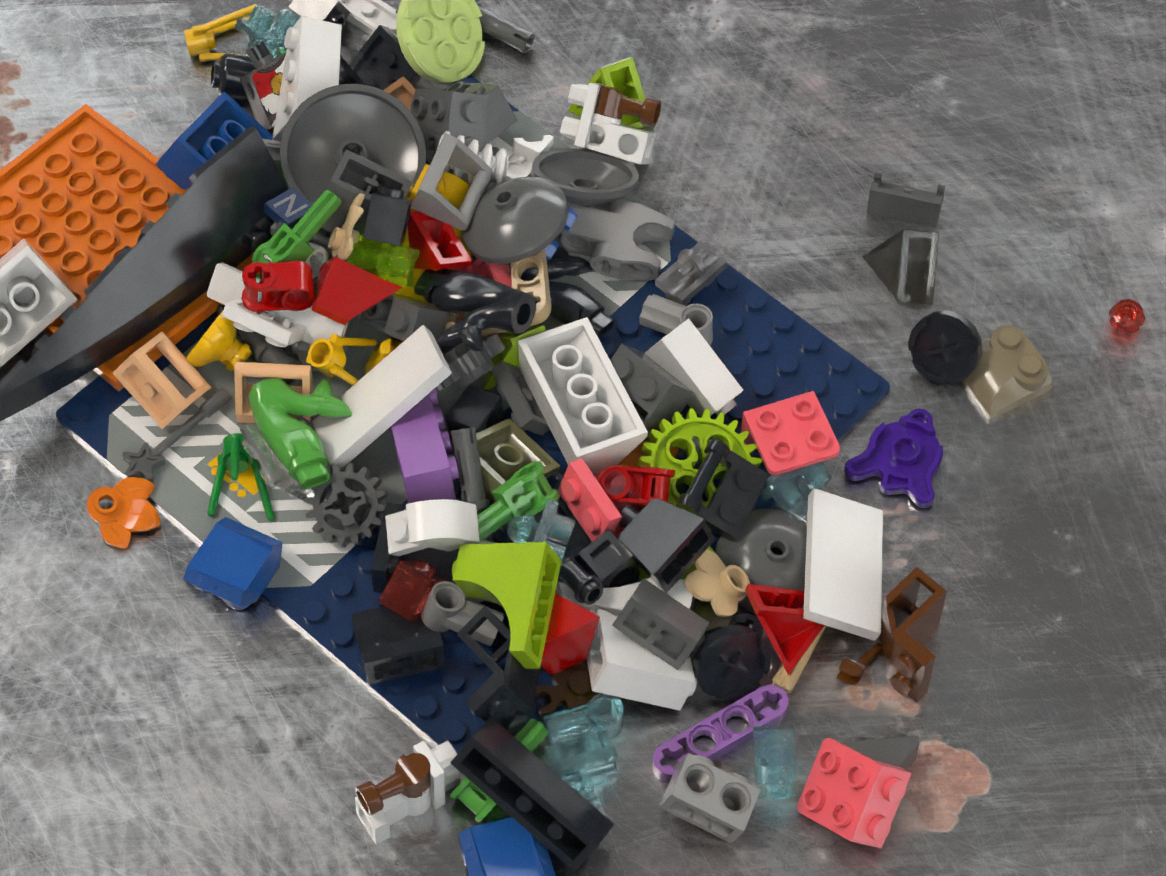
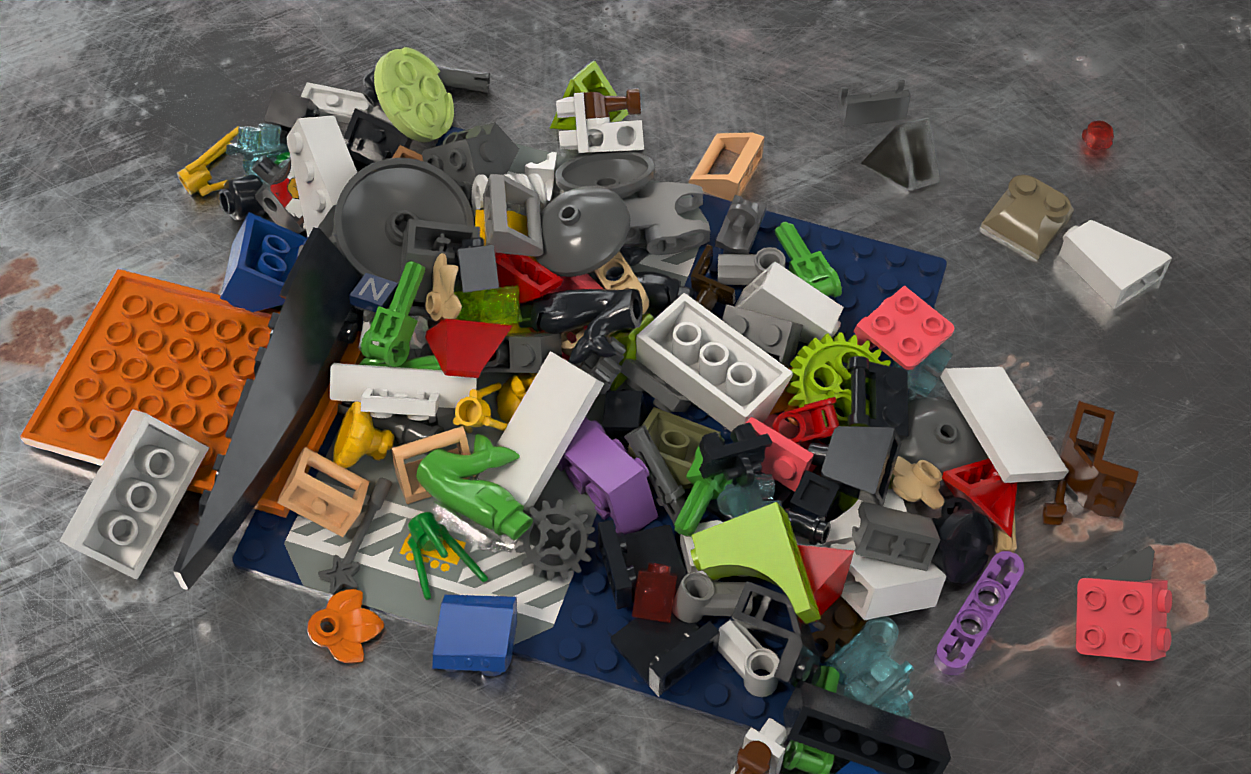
camera: 25 degrees left, 0 degrees up
(281, 284) = (406, 362): red piece -> none
(432, 524) = (656, 528): white brick -> none
(465, 678) = (746, 656): none -> white piece
(540, 490) = (737, 459): none -> black hips
(625, 328) = (710, 290): none -> dark brown bracket
(707, 807) = (1010, 672): light grey brick -> none
(728, 221) = (726, 186): none -> light nougat tile
(737, 340) = (809, 267): none -> bright green connector
(775, 762) = (1045, 619): clear light blue hips -> none
(903, 456) = (990, 315): dark purple tile -> none
(945, 347) = (980, 211): black tile -> none
(1060, 450) = (1112, 261): none -> white slope

